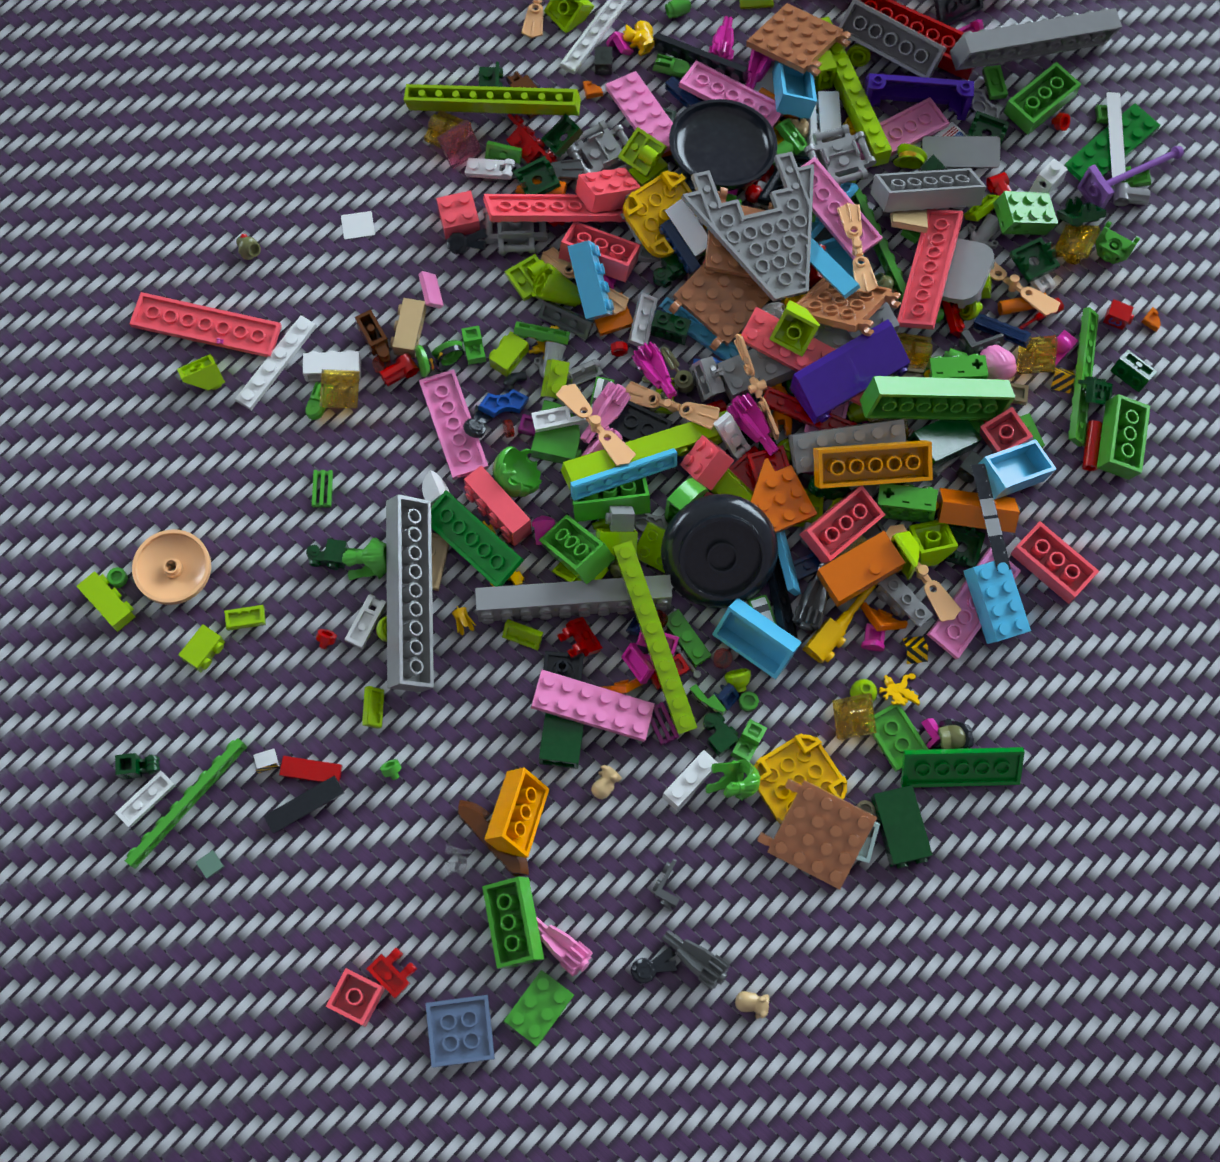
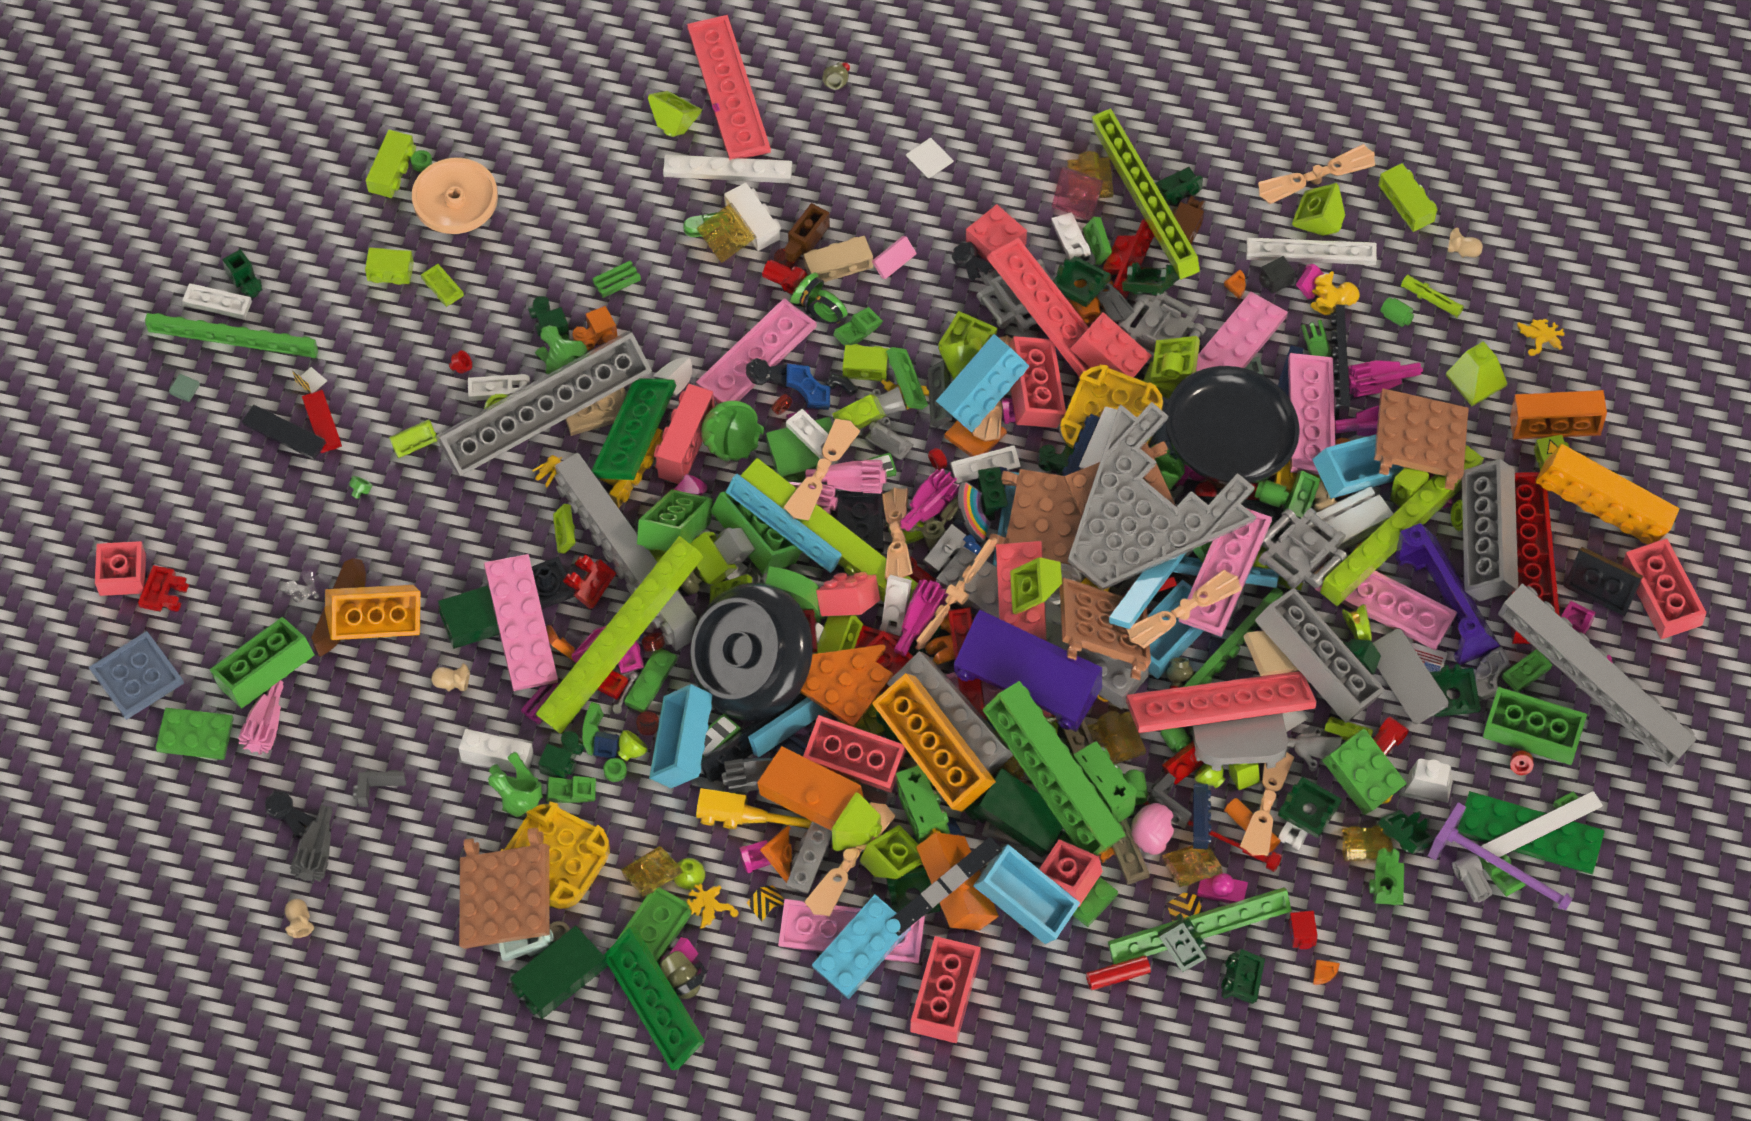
camera: 65 degrees right, 10 degrees down
(360, 520) = (600, 328): none -> orange brick
(674, 345) = (970, 504): none -> tile
(1123, 437) = (1142, 994): bright green brick -> none

